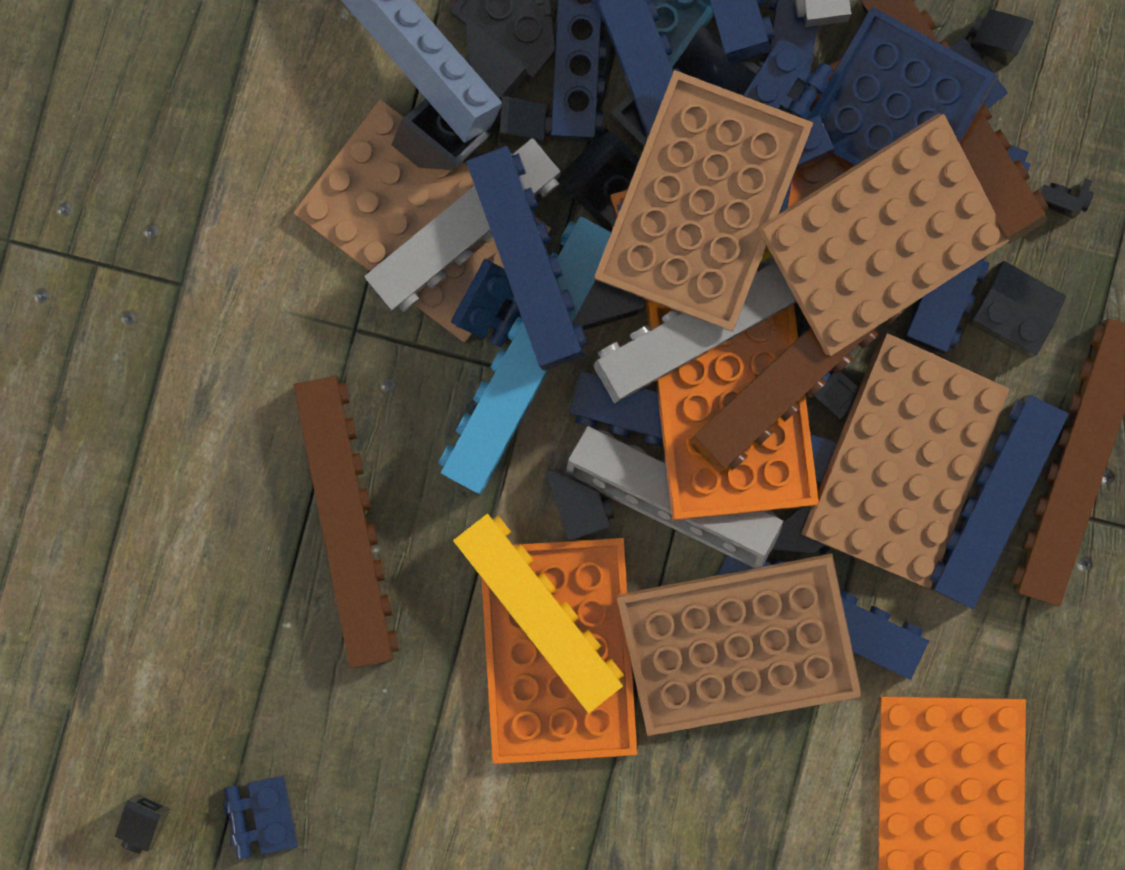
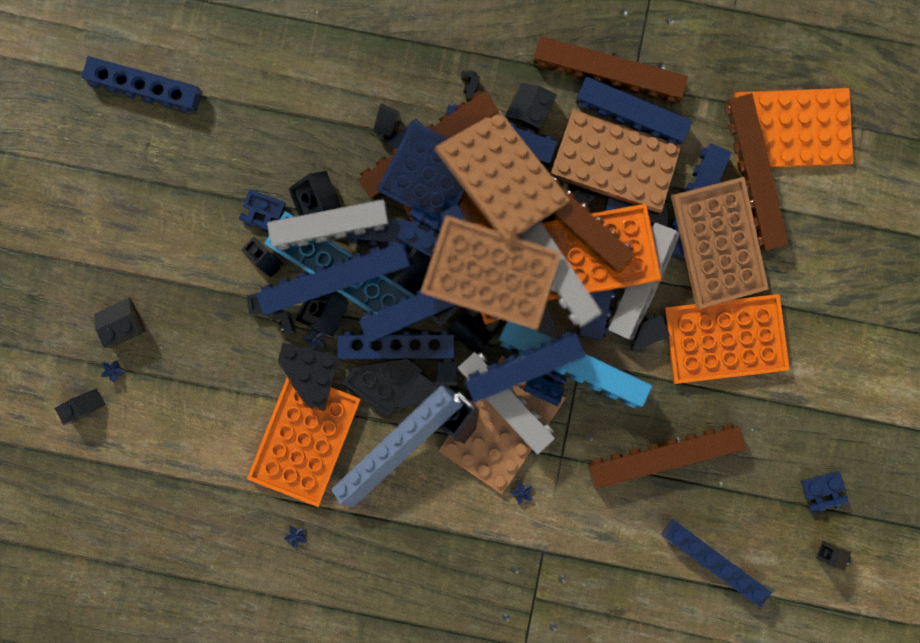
camera: 90 degrees left, 0 degrees up
(142, 601) = (716, 563): none -> dark blue brick
(293, 251) = (522, 492): none -> dark blue plant
(538, 612) = (710, 349): yellow brick -> none
(868, 723) = (756, 170): none -> reddish brown brick

